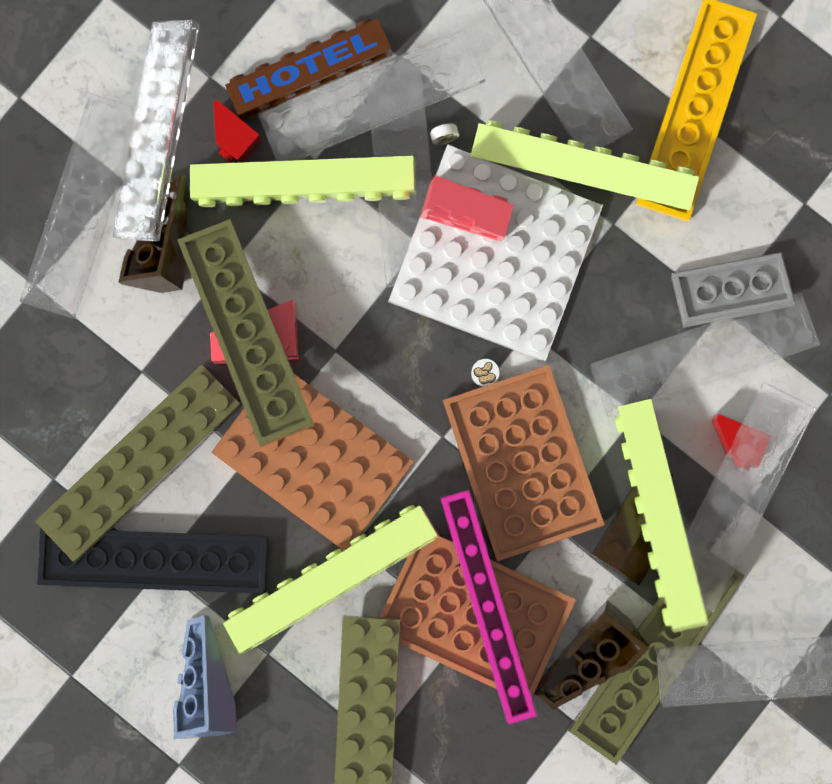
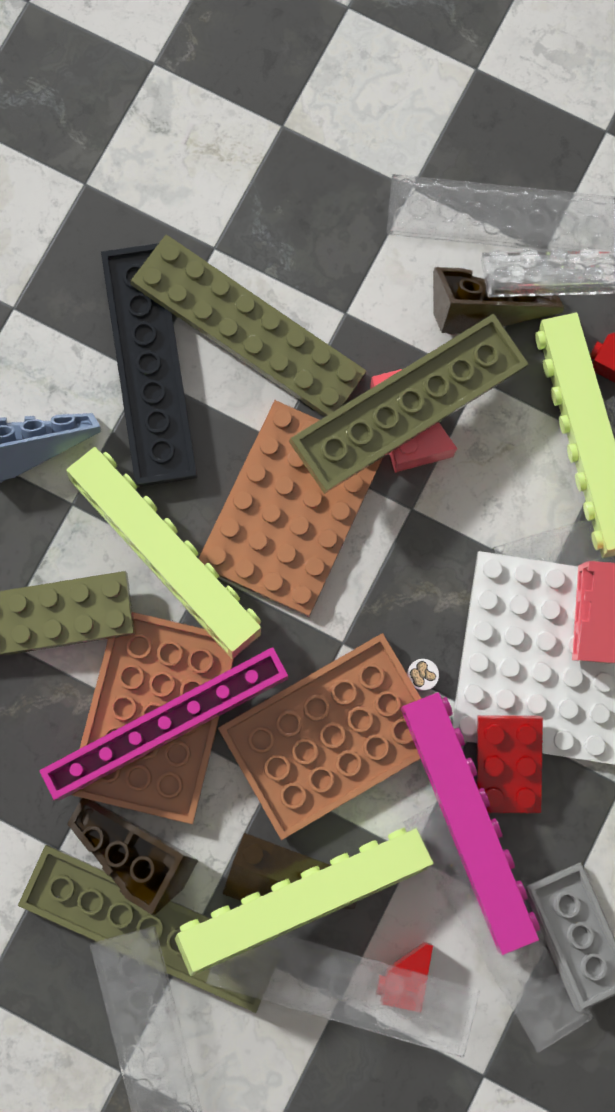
camera: 75 degrees right, 5 degrees down
(577, 315) = (510, 762): none -> red plate
(622, 360) = (469, 823): none -> dark pink brick

